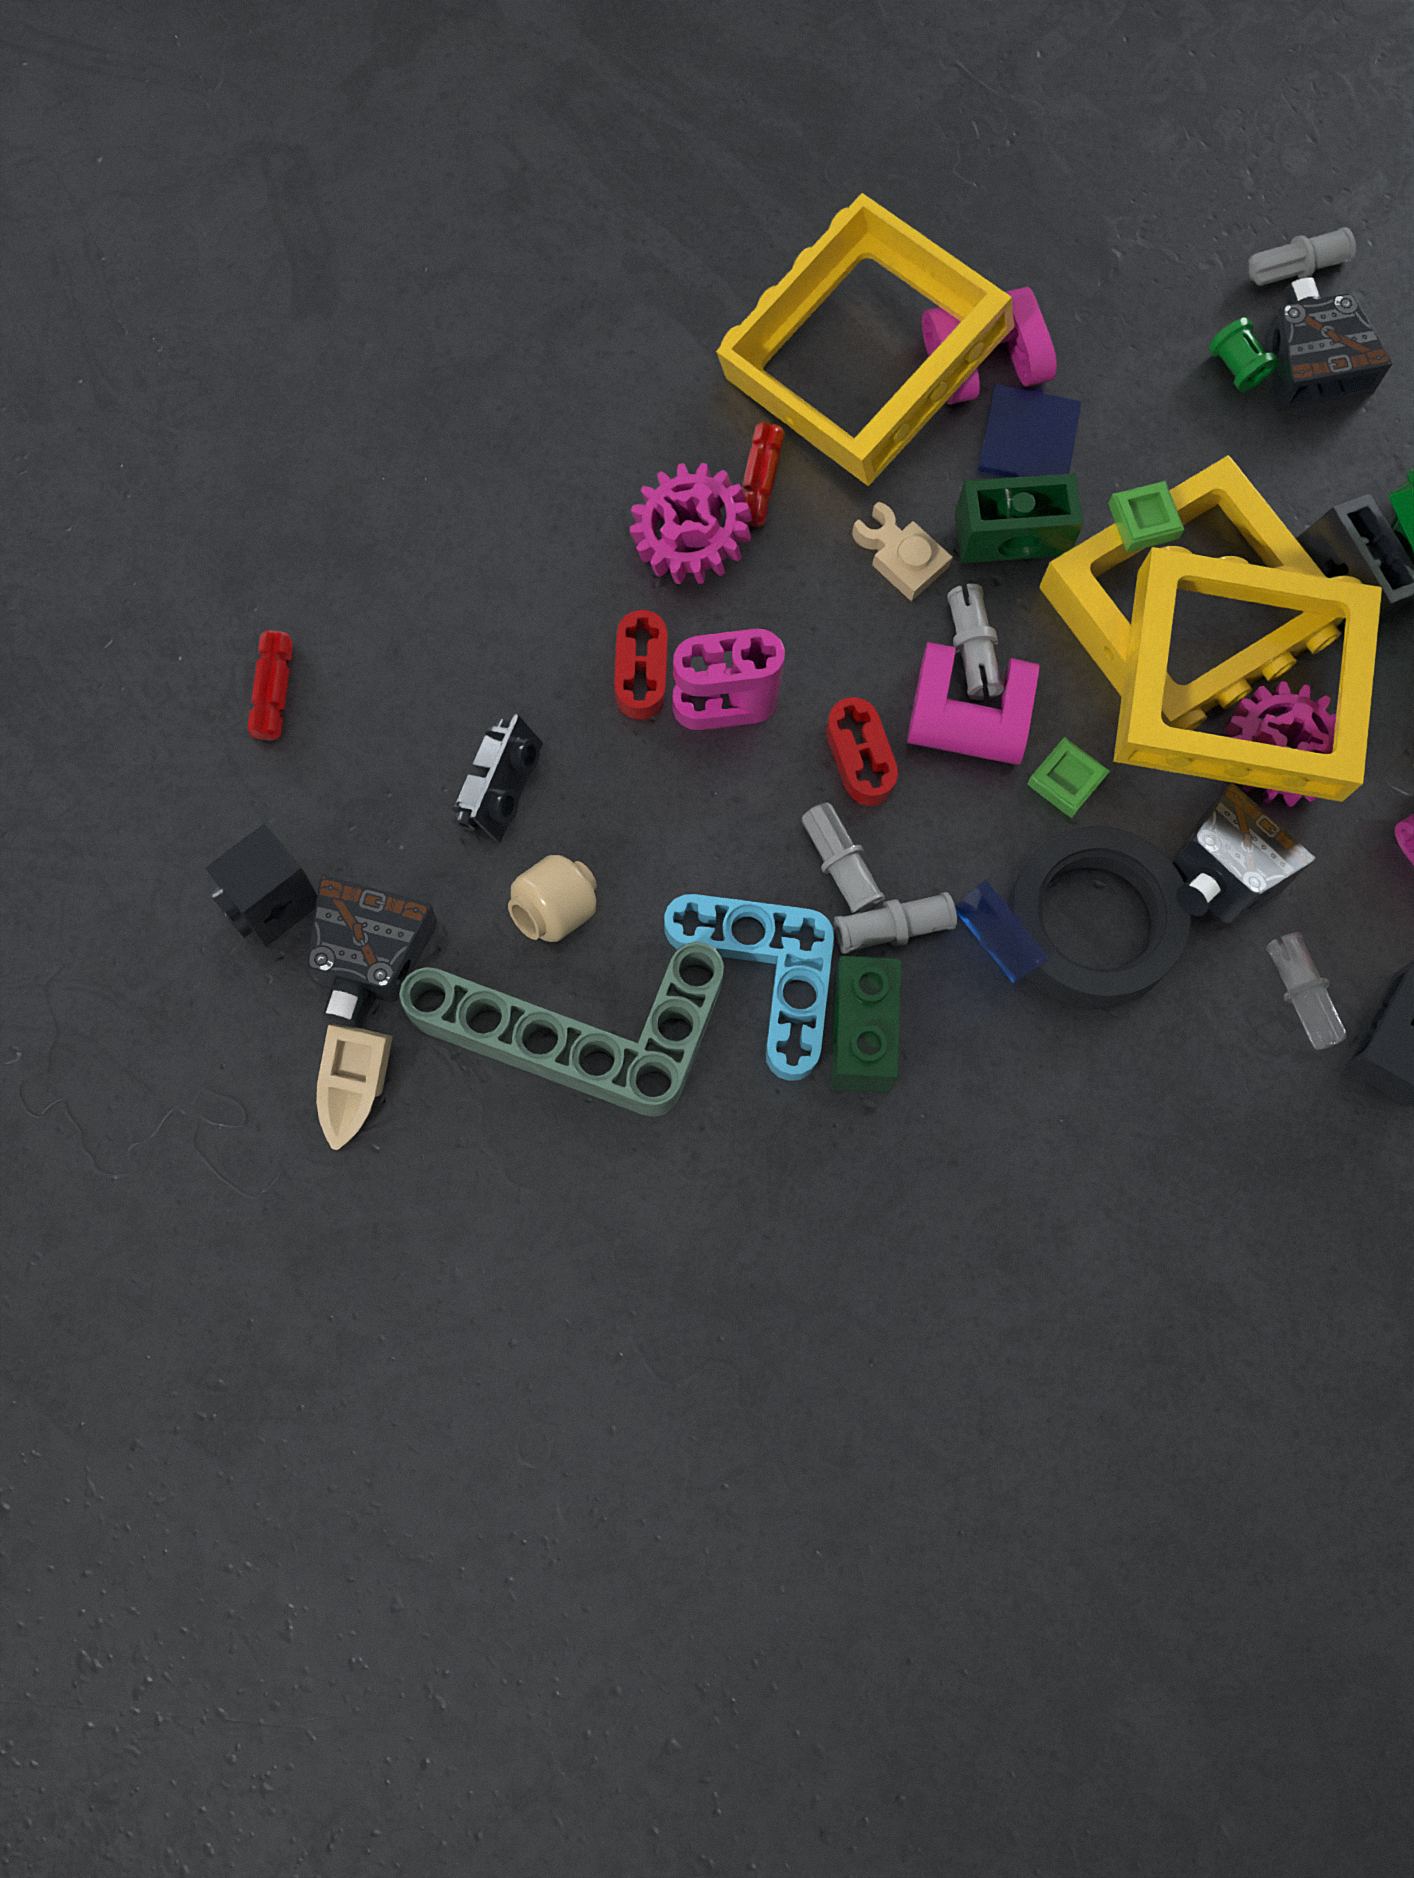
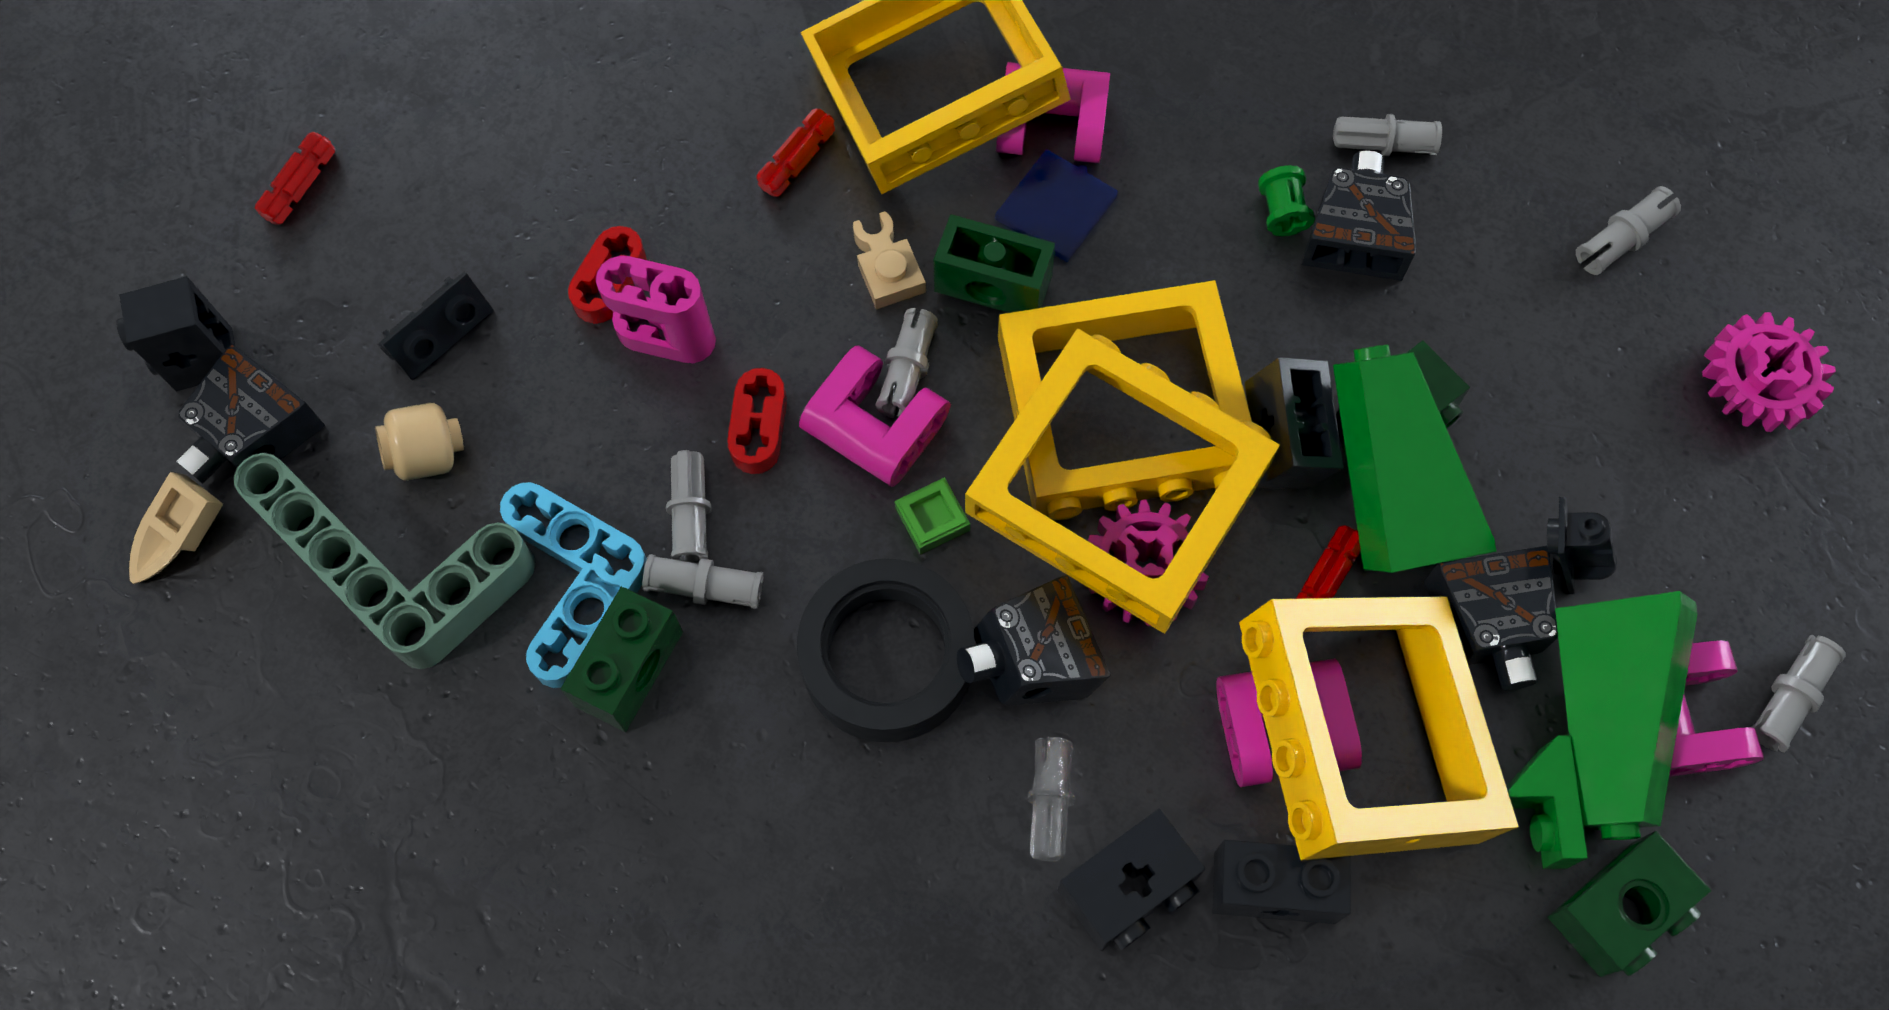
camera: 30 degrees right, 5 degrees down
(693, 544) = (728, 153): dark pink gear -> none
(1000, 932) = (778, 623): clear blue piece -> none
(1146, 516) = (1105, 305): bright green tile -> none

